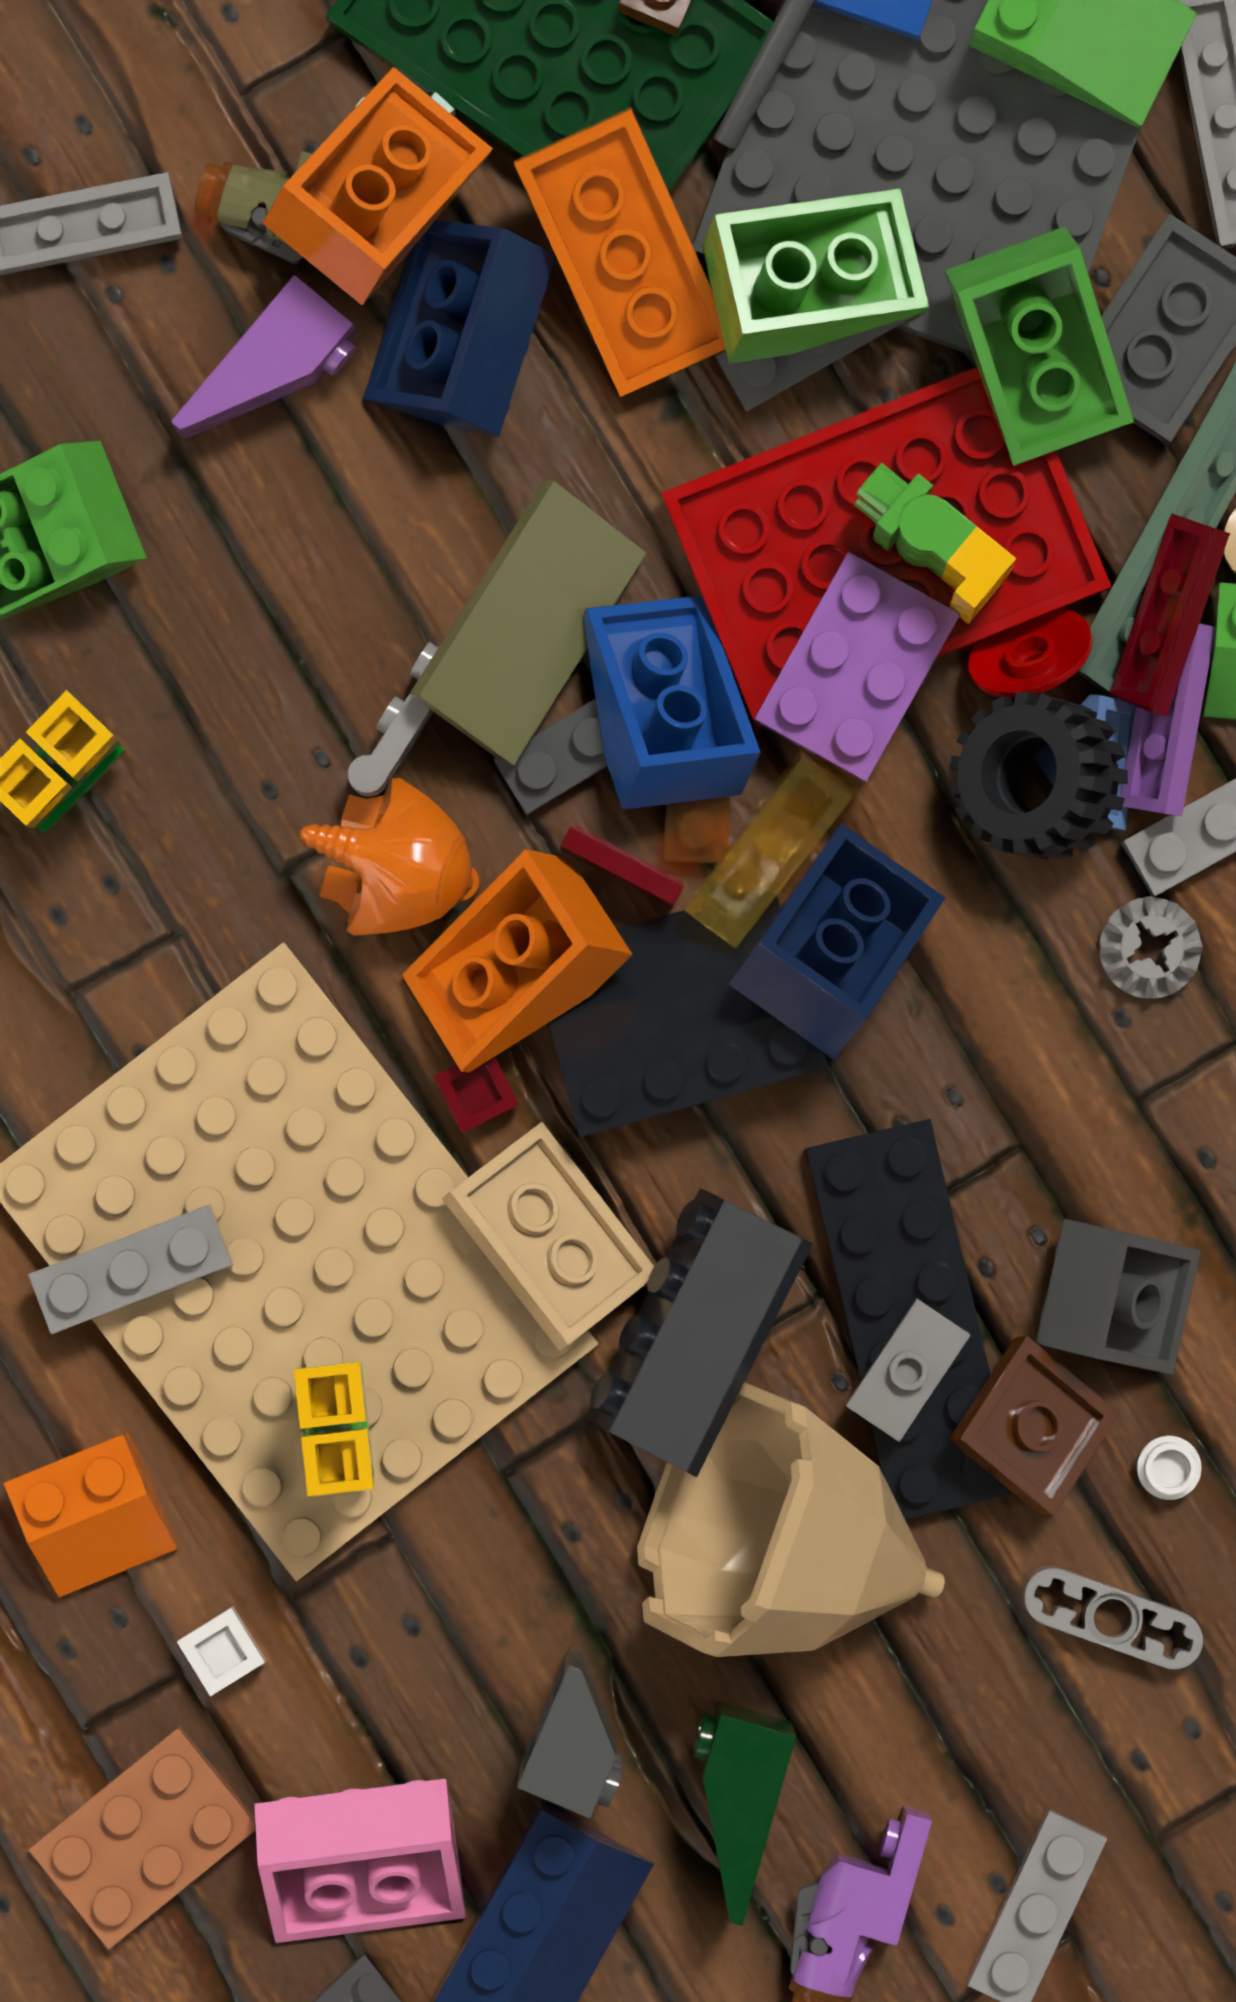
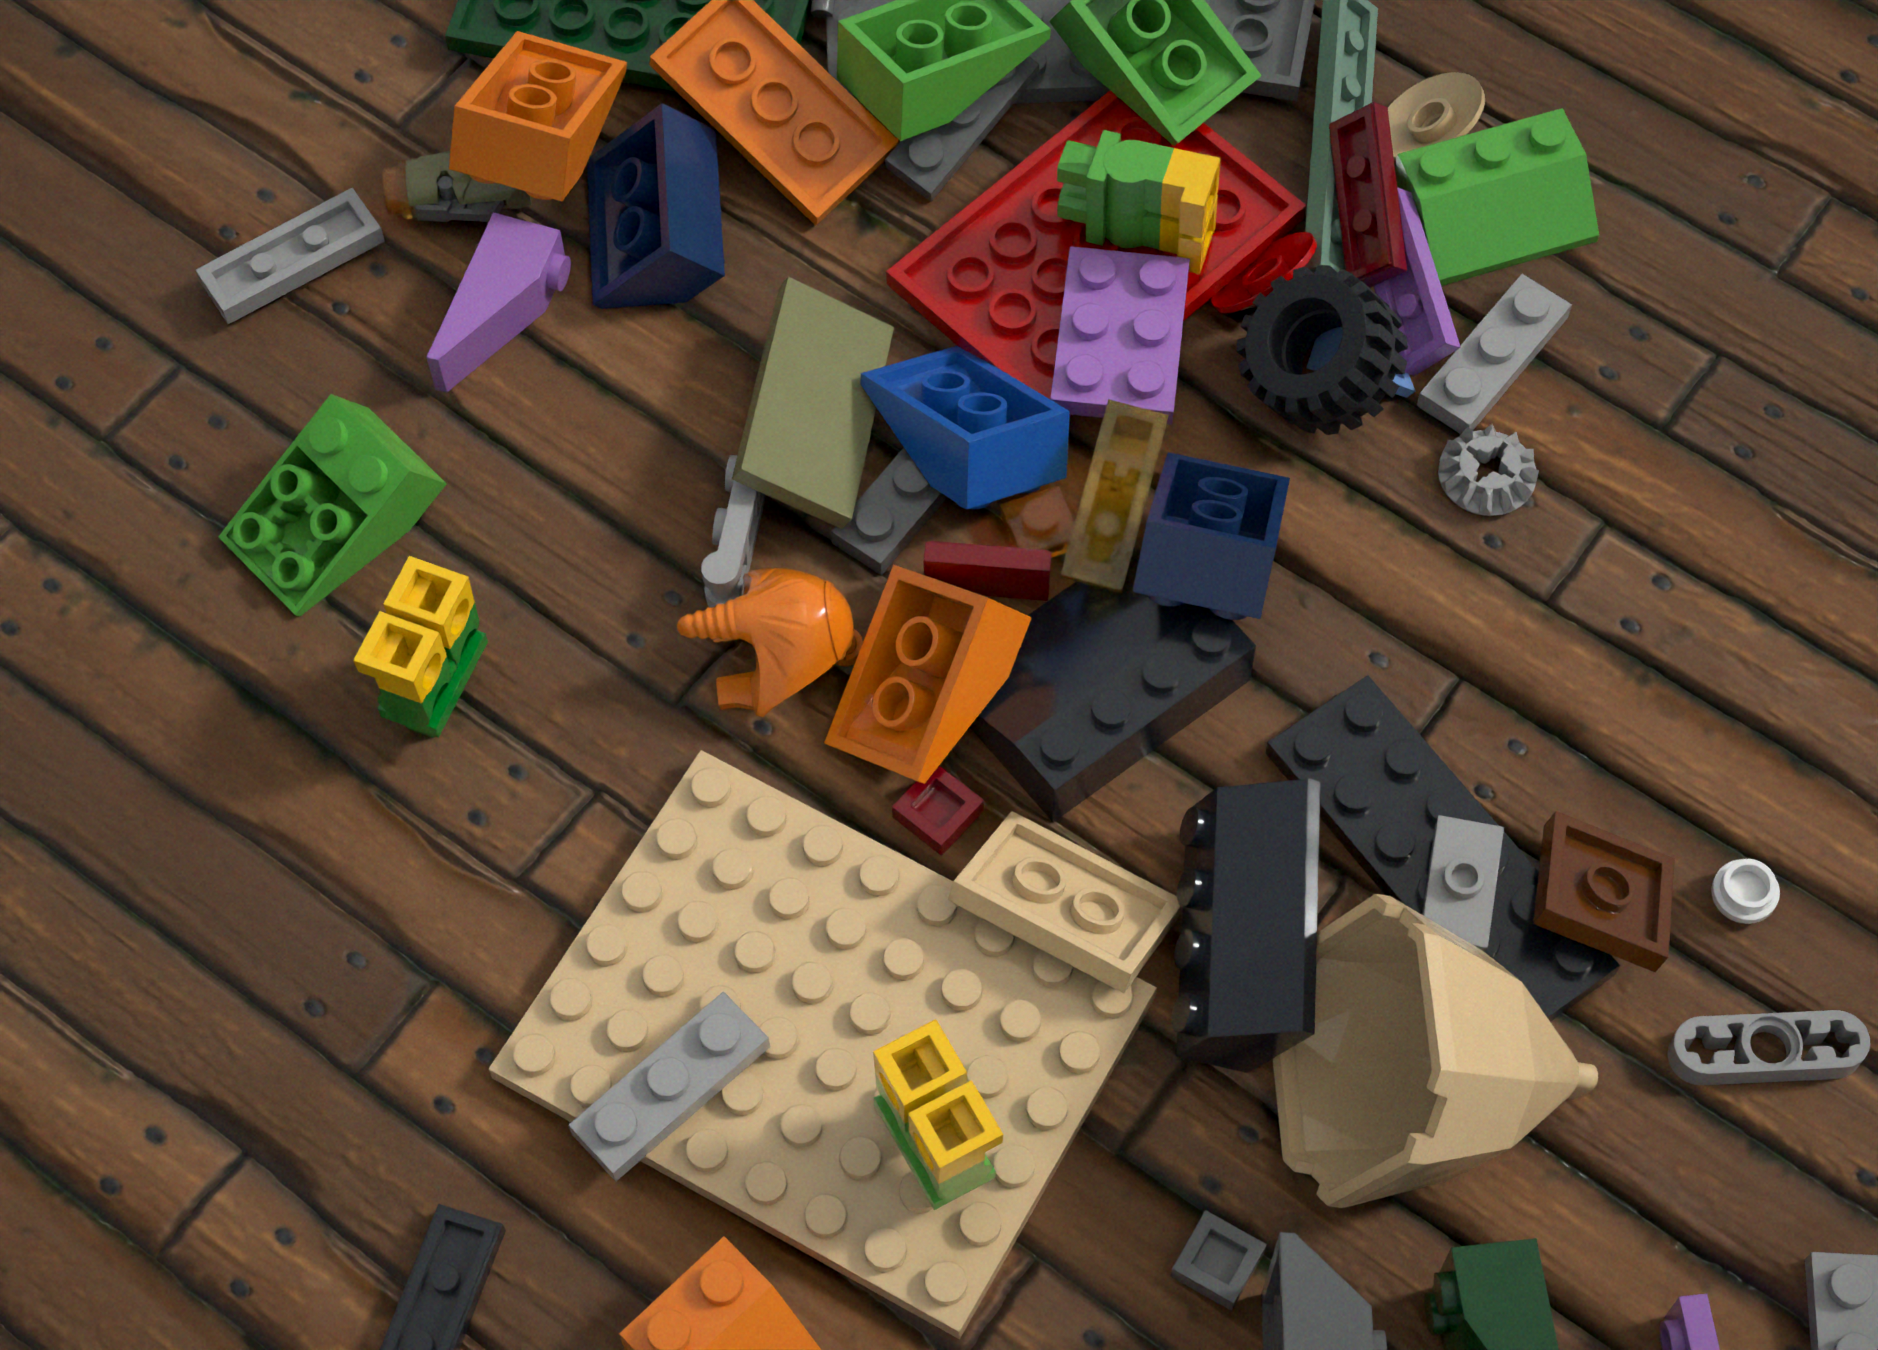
camera: 15 degrees left, 25 degrees down
(542, 1610) = (1218, 1260): none -> dark grey plate
(1118, 1296) = (1616, 754): dark grey slope -> none

